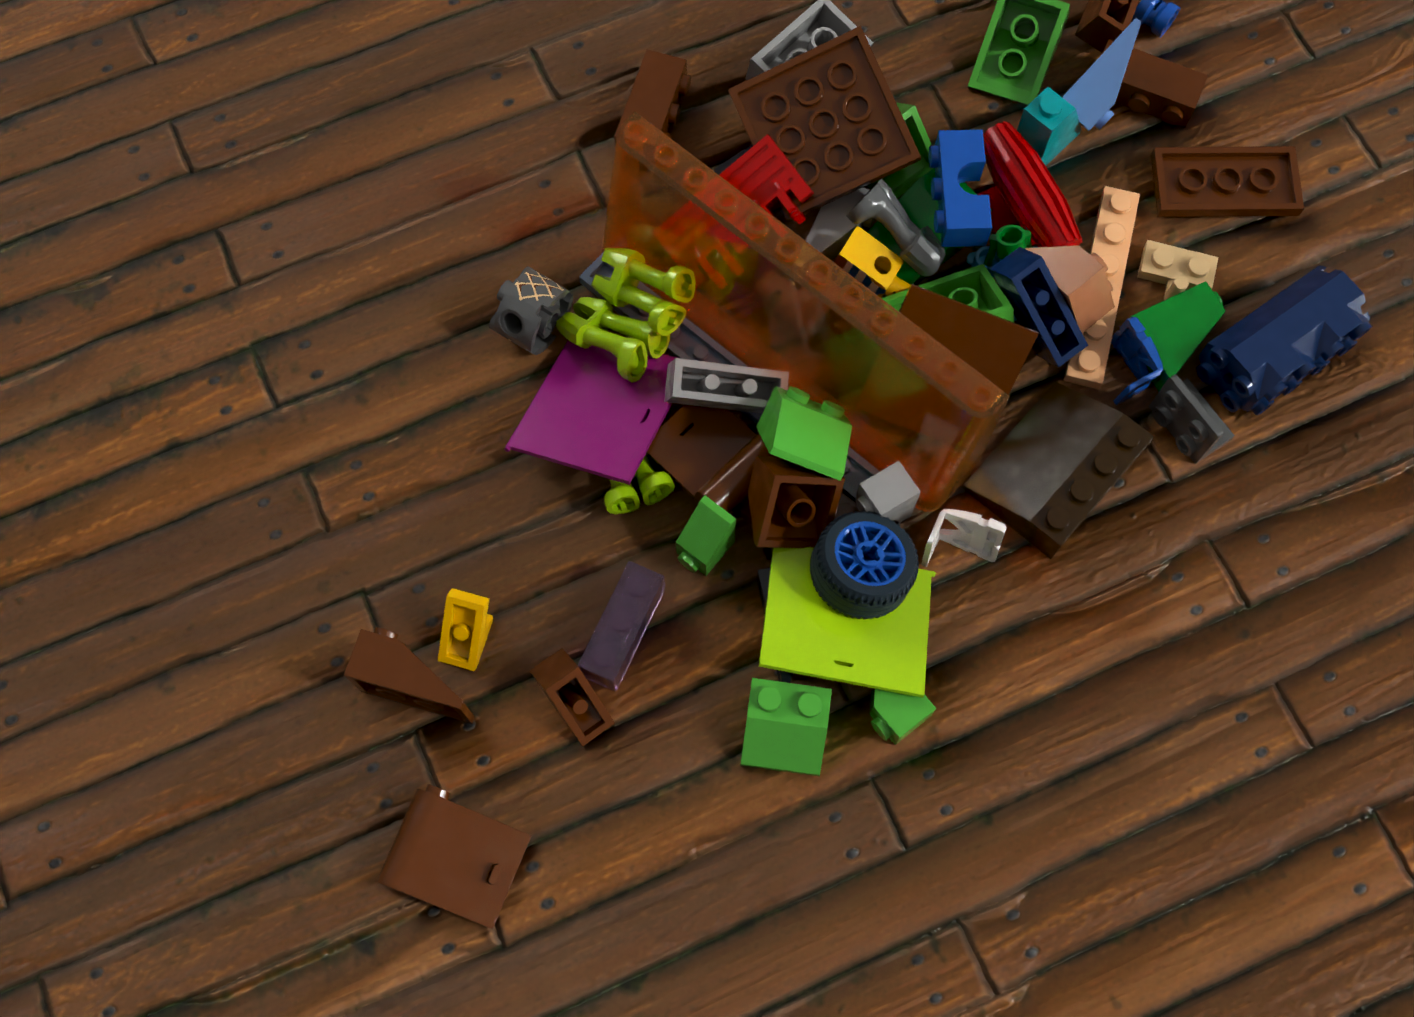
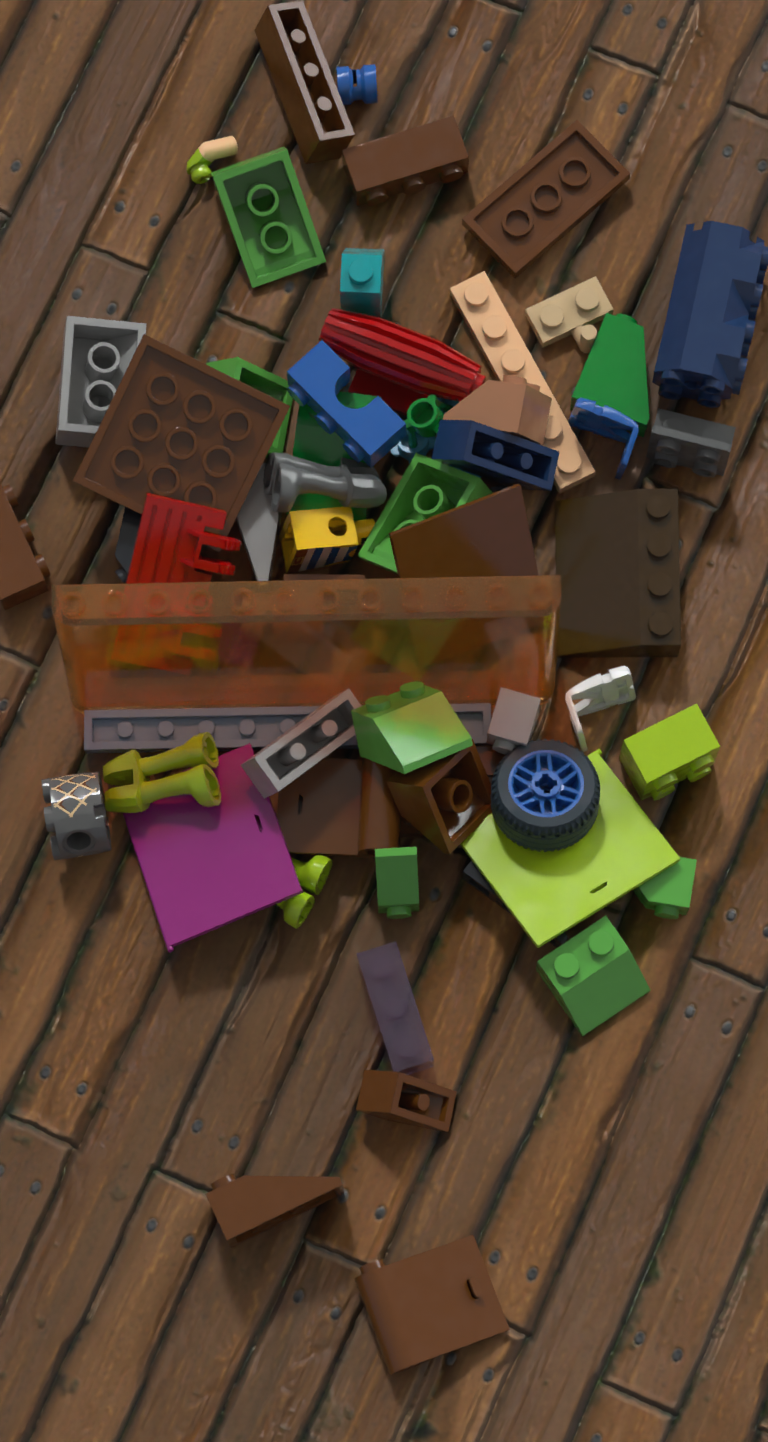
camera: 40 degrees left, 5 degrees up
(464, 629) = (272, 1125): yellow slope -> none
(629, 271) = (139, 731): lime piece -> none
(984, 615) = (669, 753): none -> lime brick
(1100, 84) = (373, 210): medium blue slope -> none

